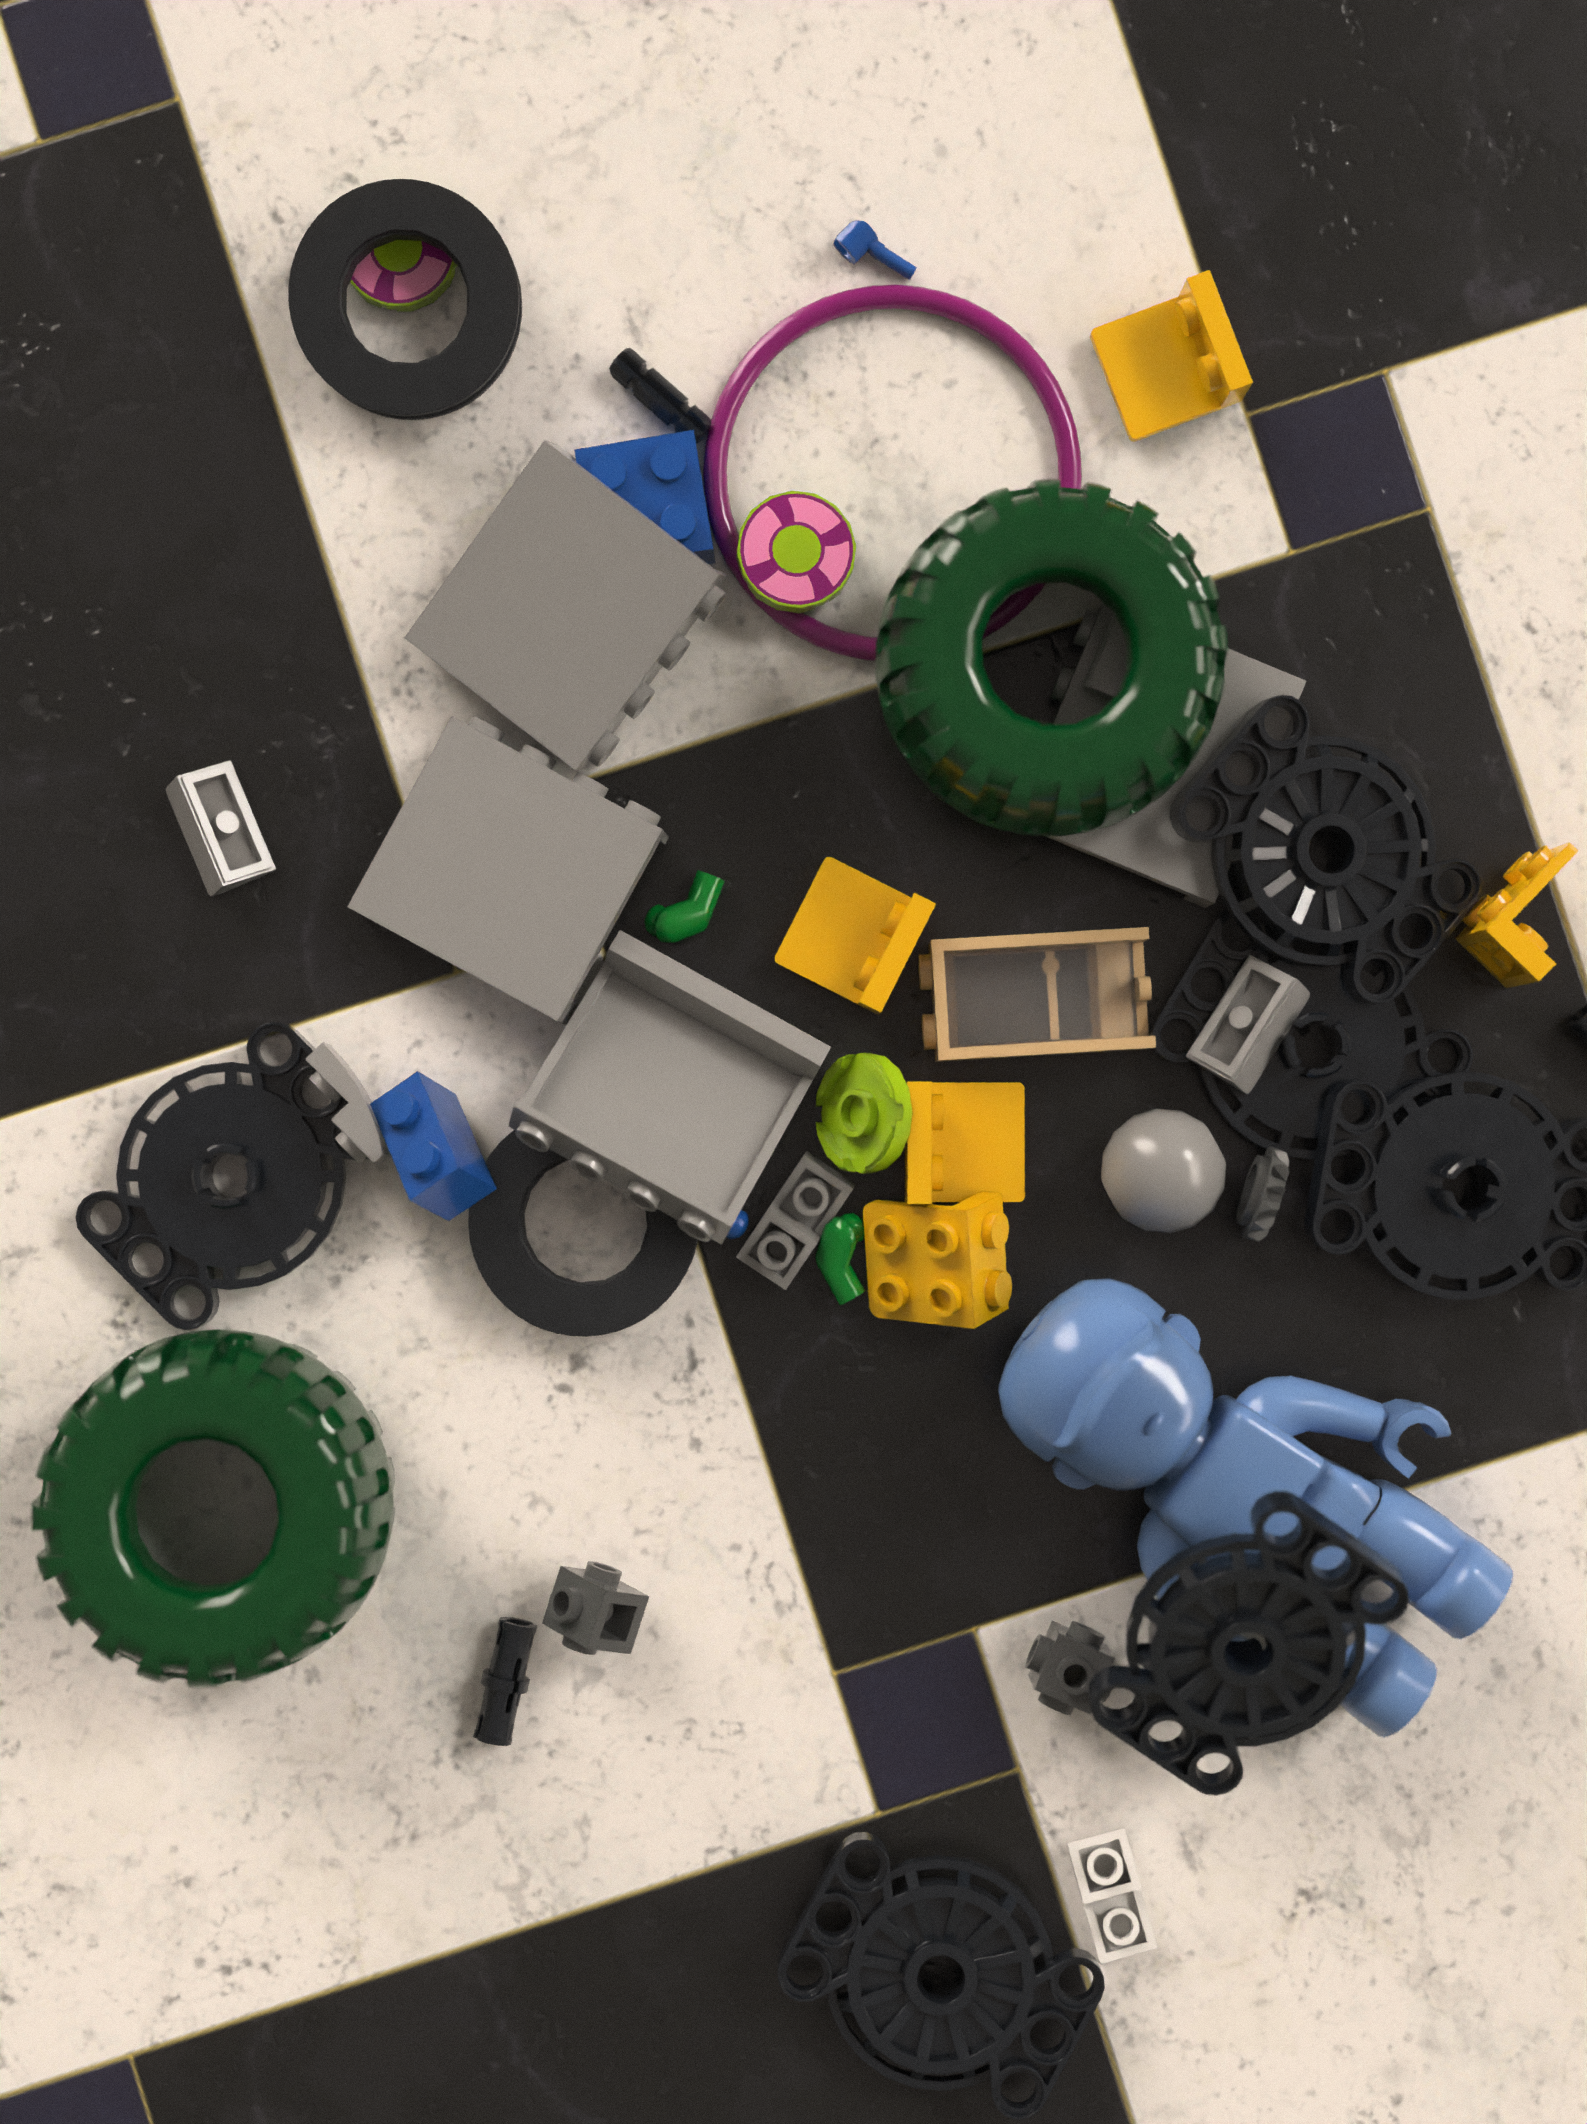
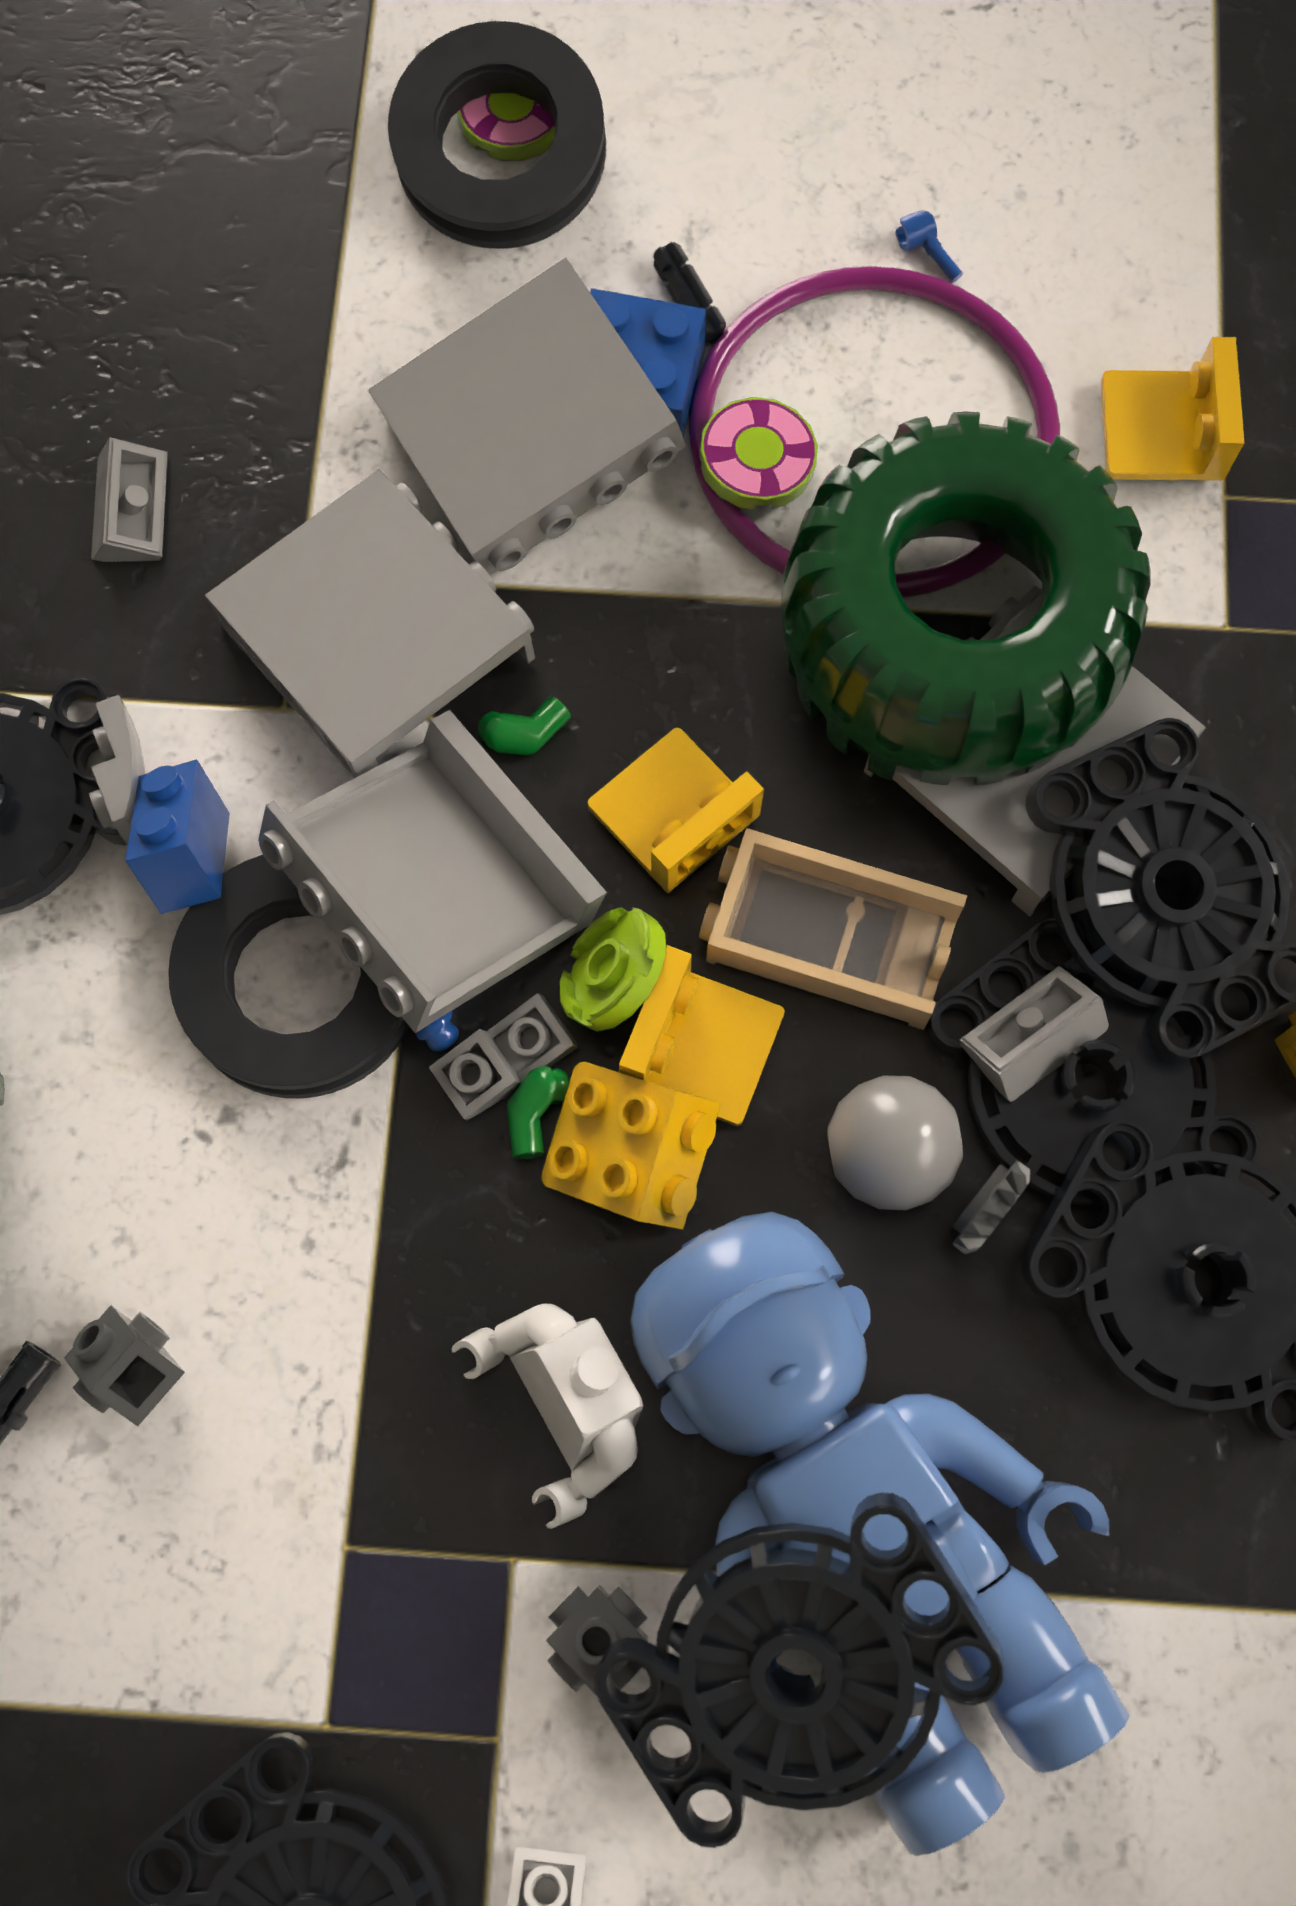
camera: 20 degrees right, 15 degrees down
(976, 1482) = (578, 1392): none -> white torso

